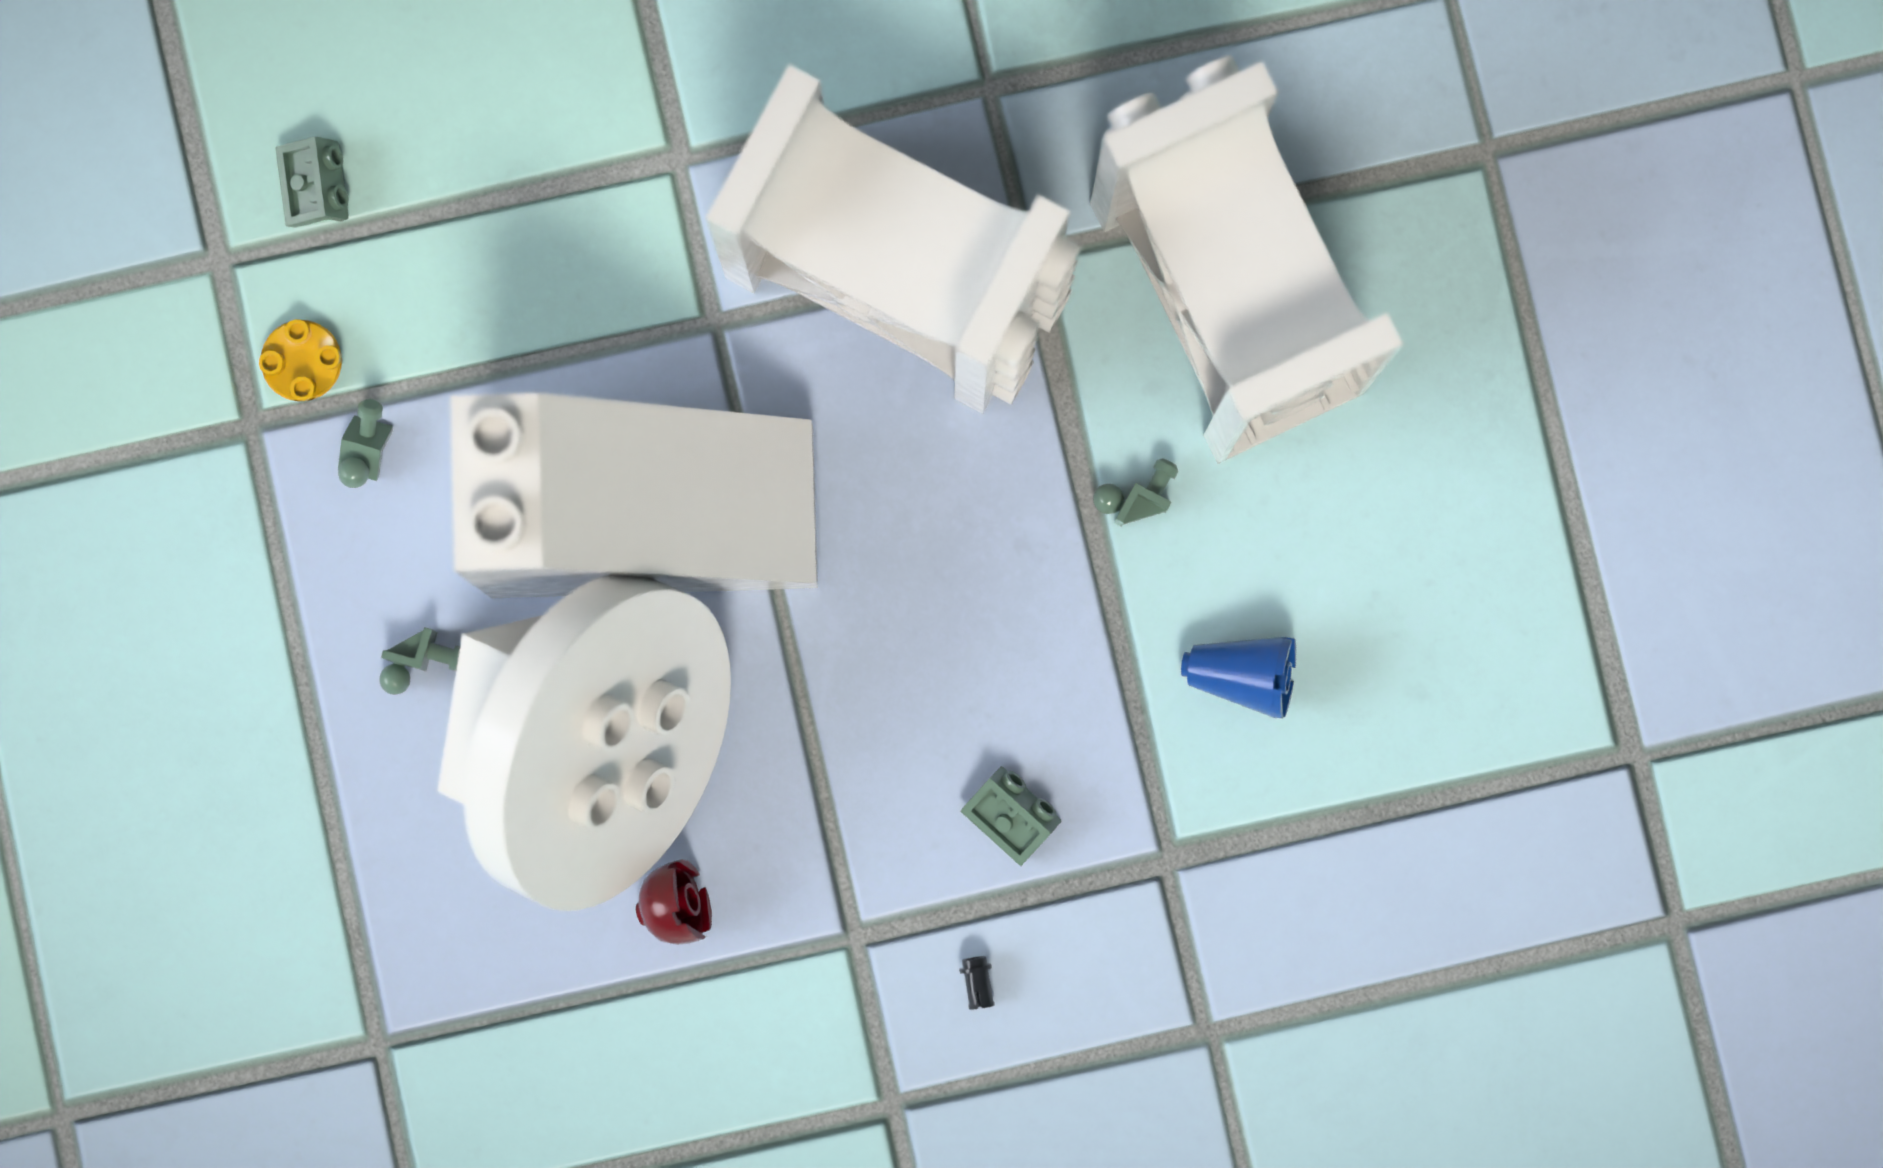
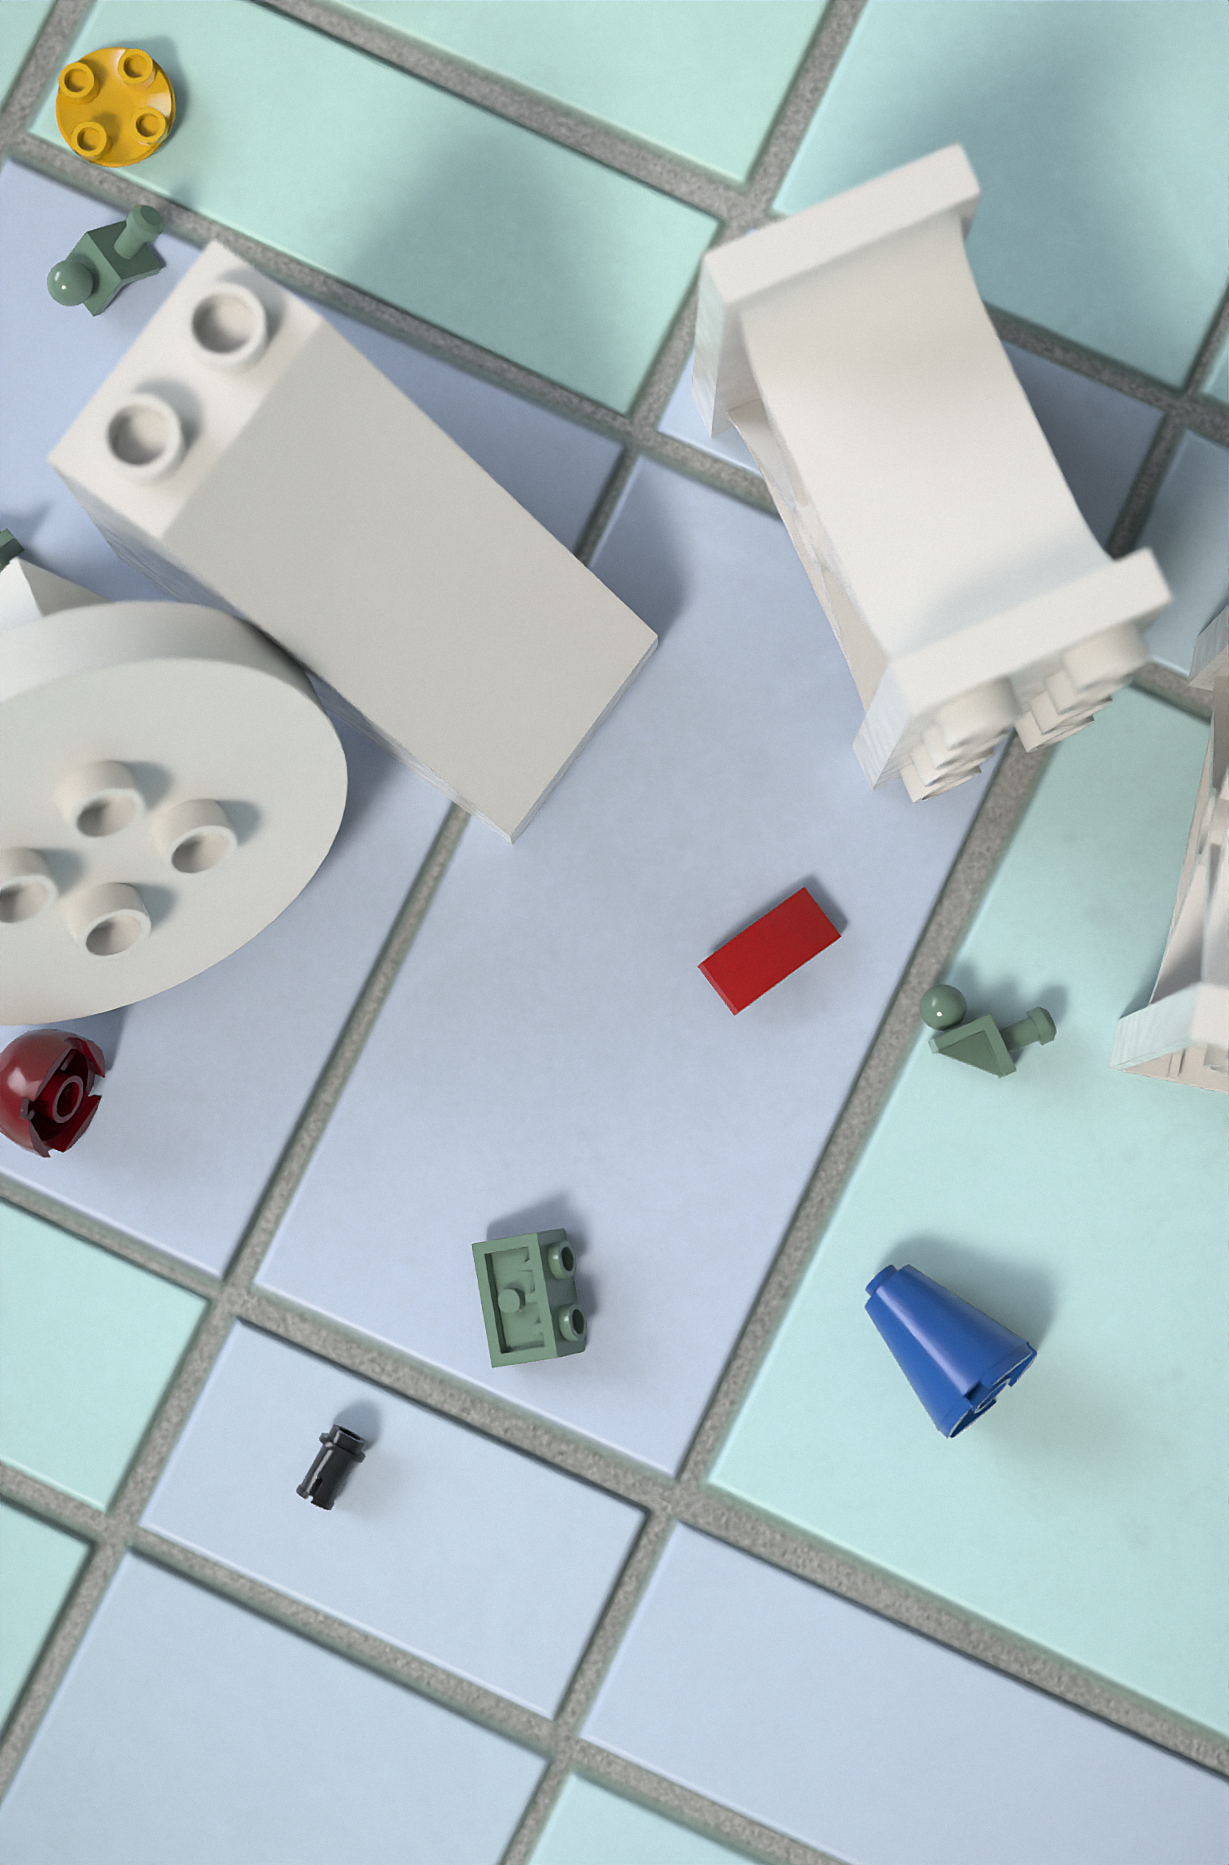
camera: 40 degrees right, 0 degrees up
(995, 539) = (769, 951): none -> red slope

